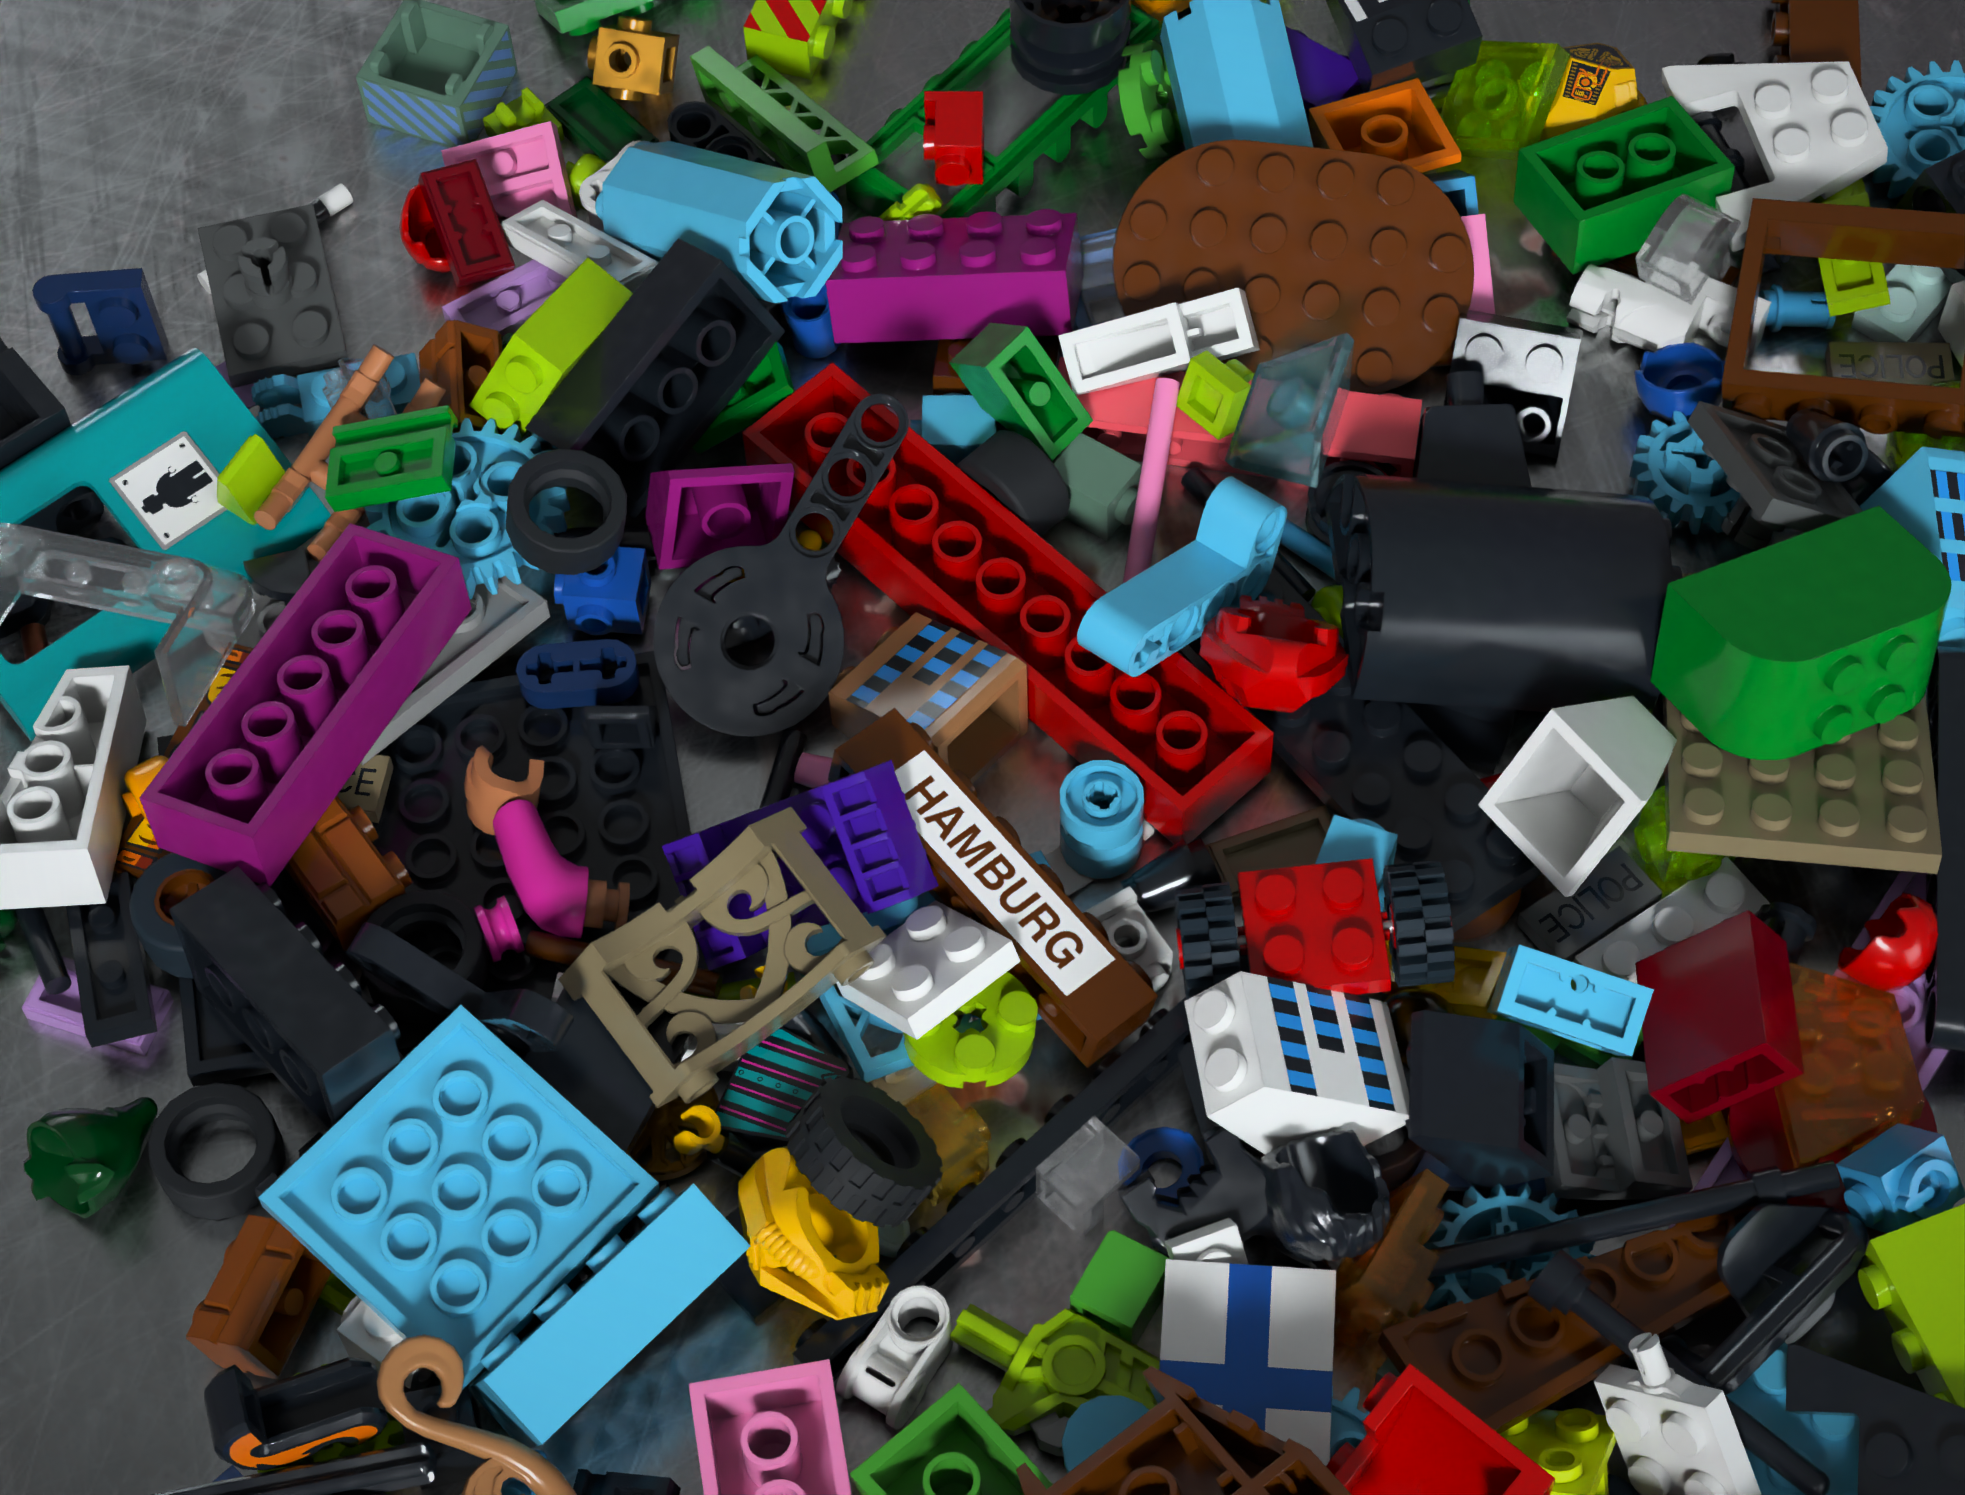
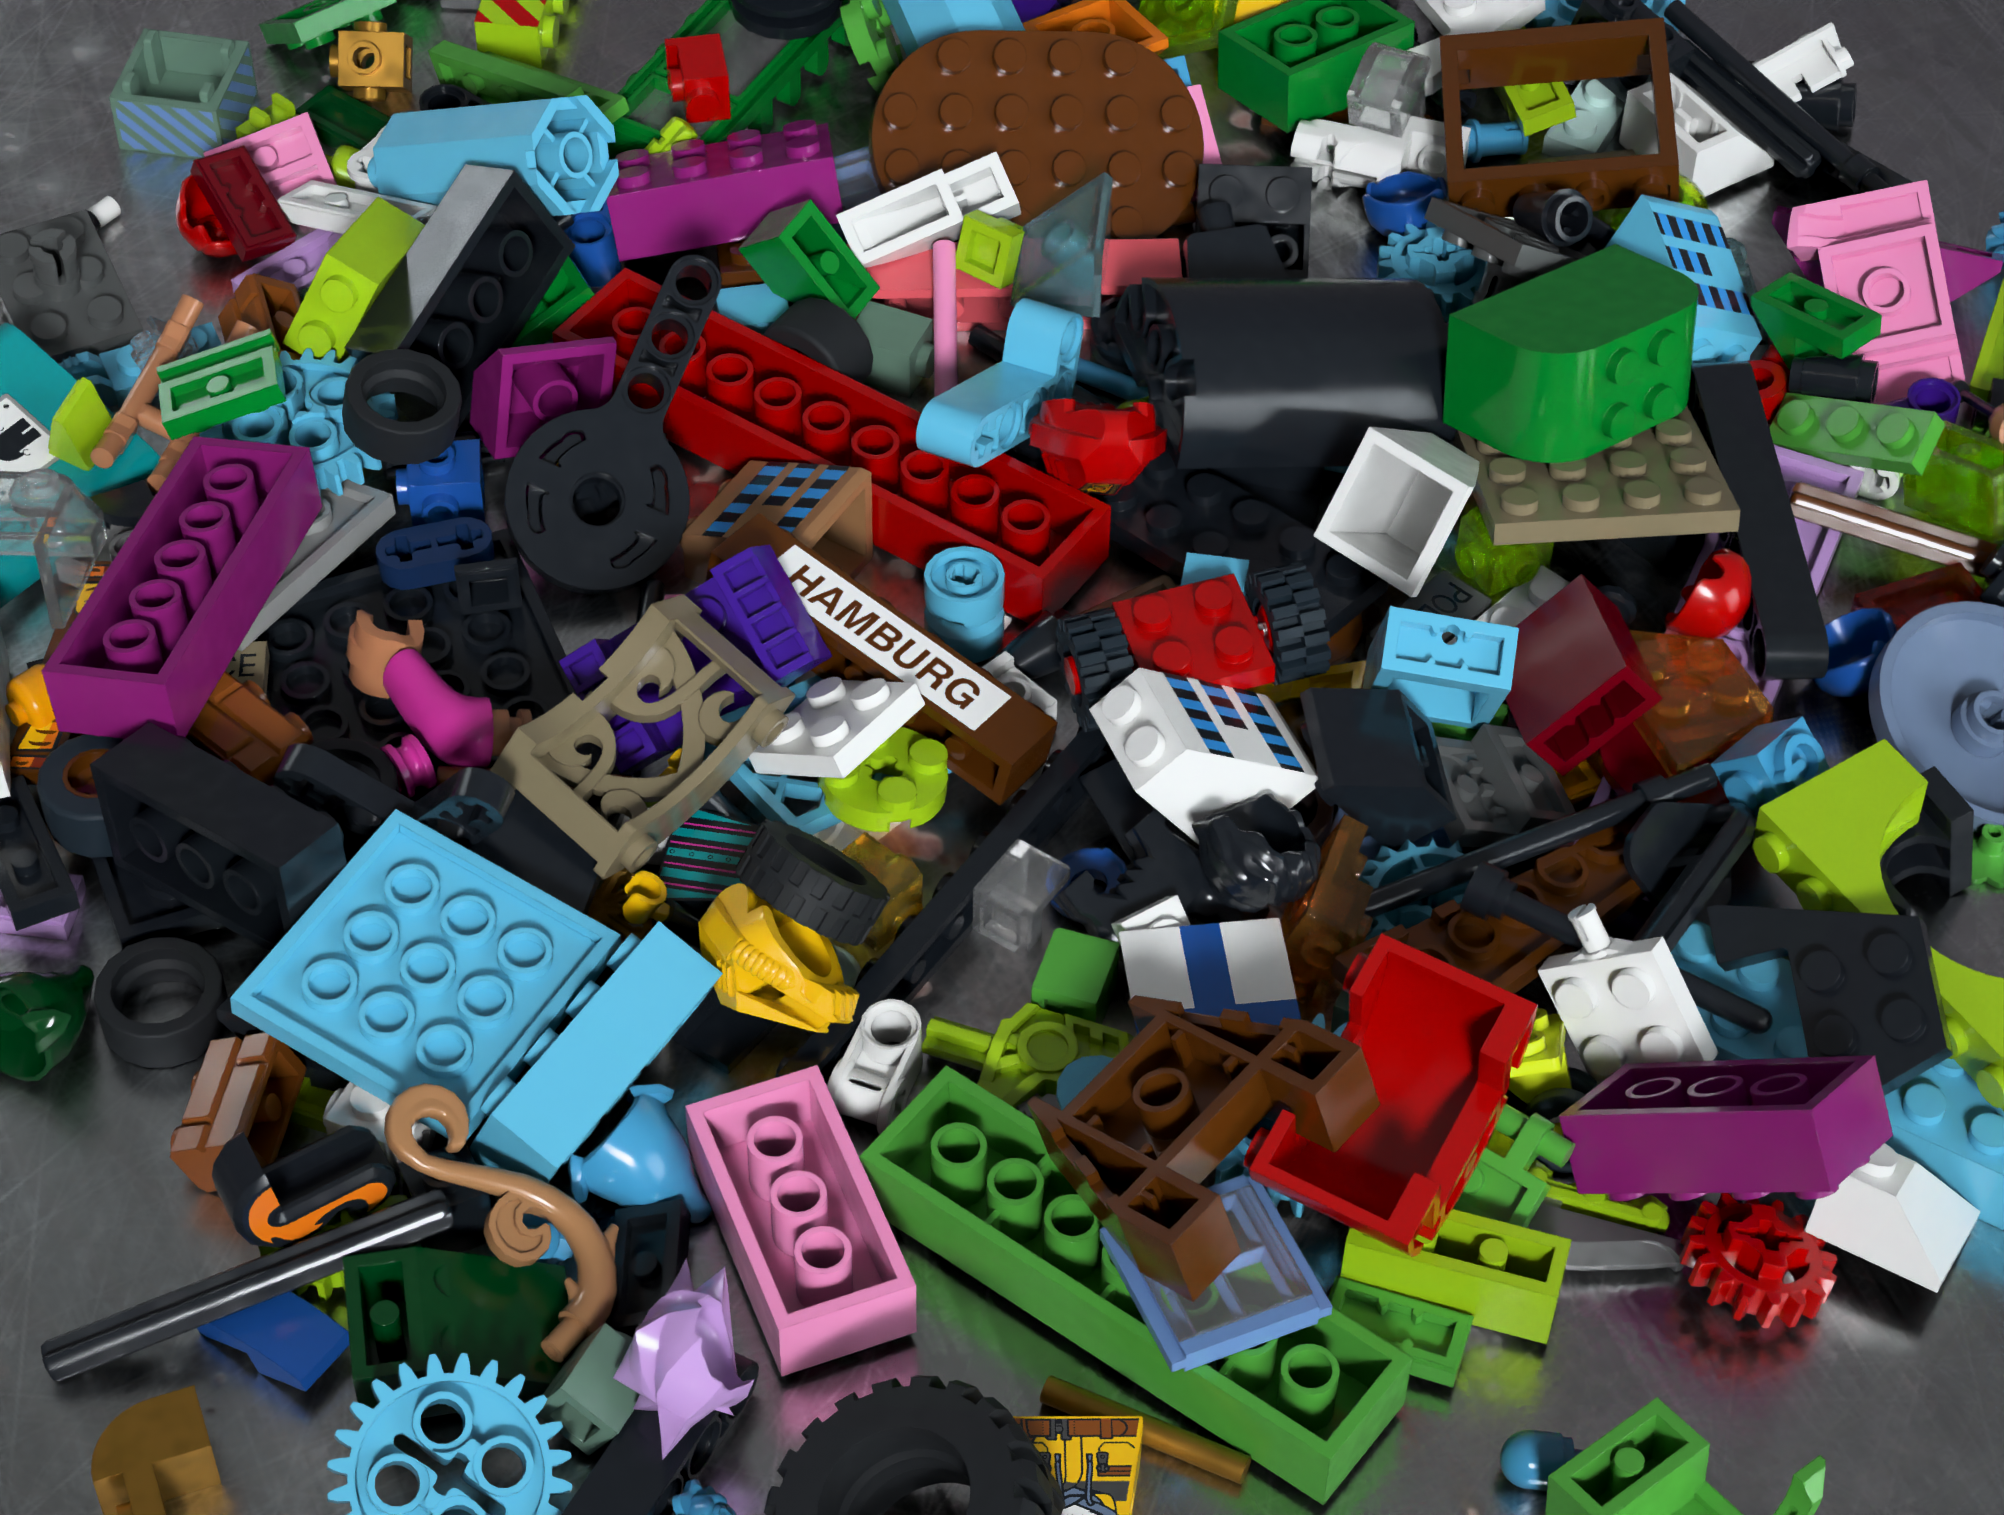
camera: 15 degrees left, 10 degrees down
(642, 1426) = (641, 1159): none -> dark azure hat

